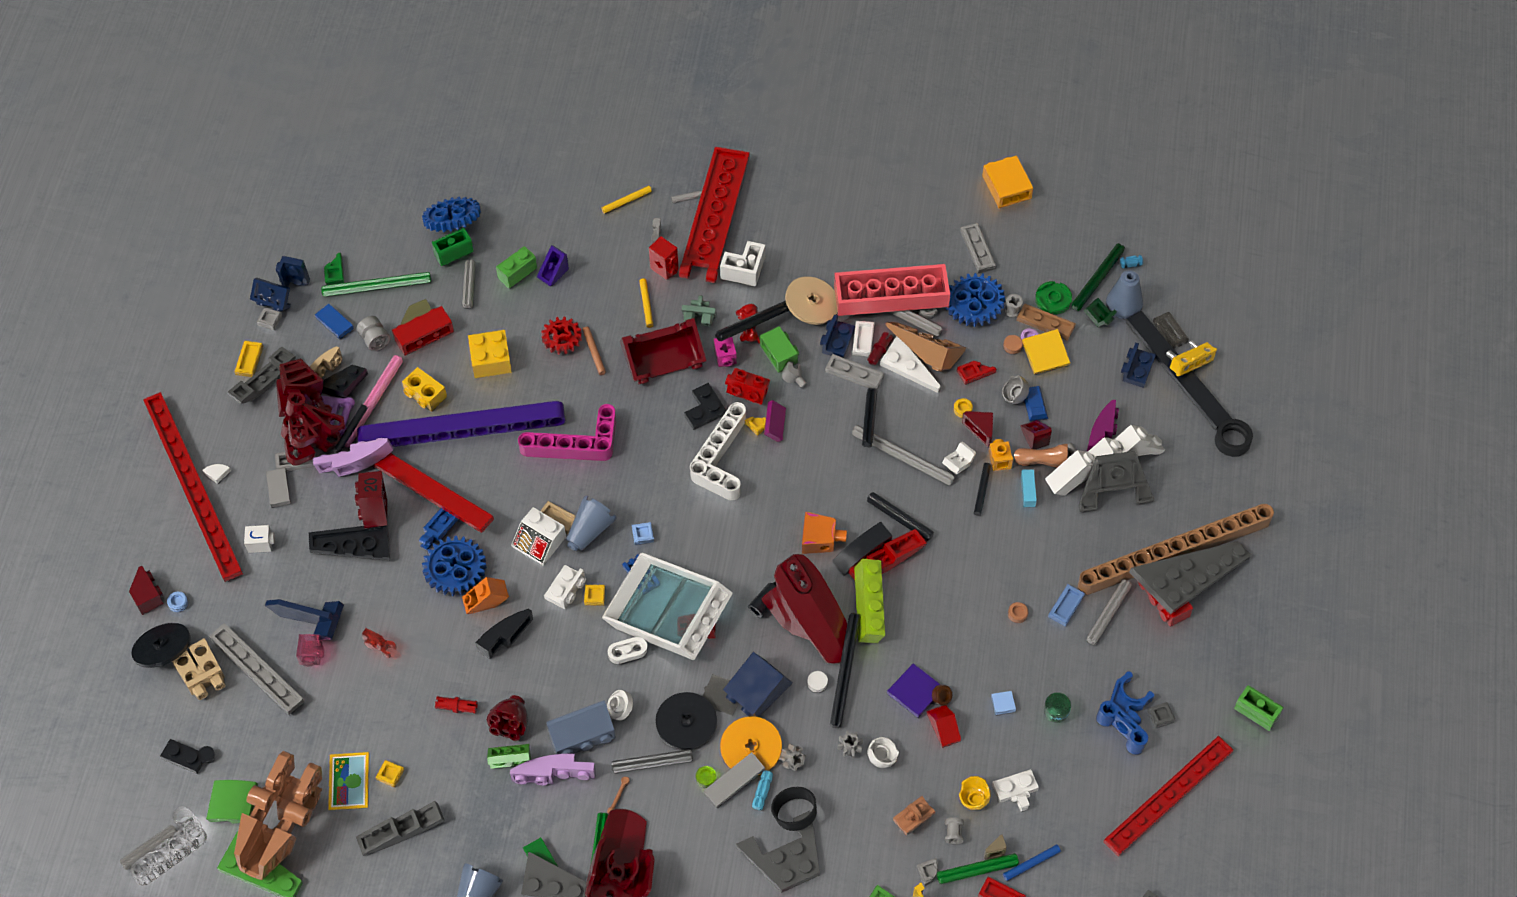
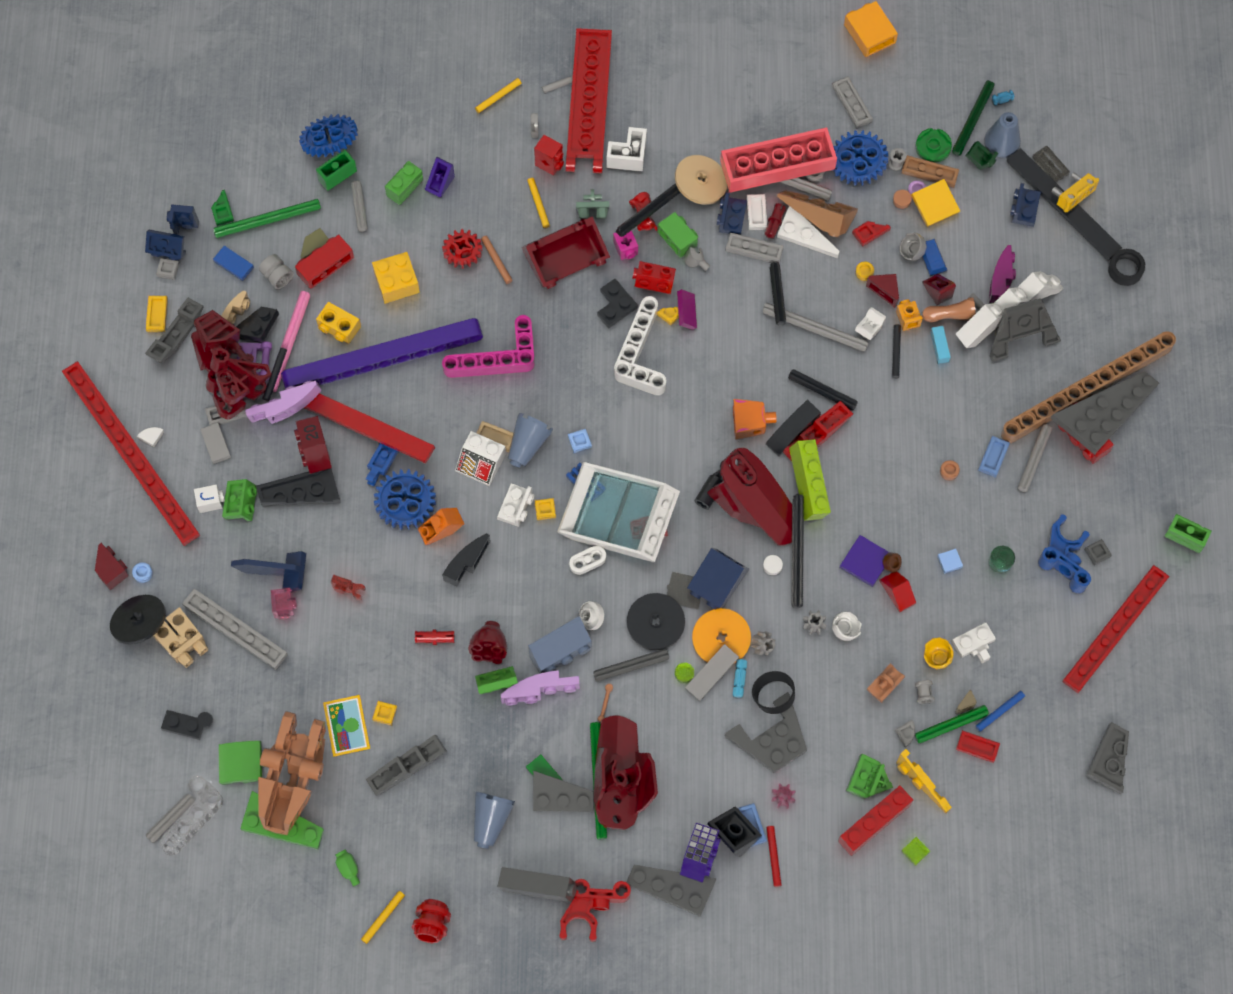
camera: 10 degrees left, 10 degrees up
(289, 544) = (239, 500): none -> bright green bracket

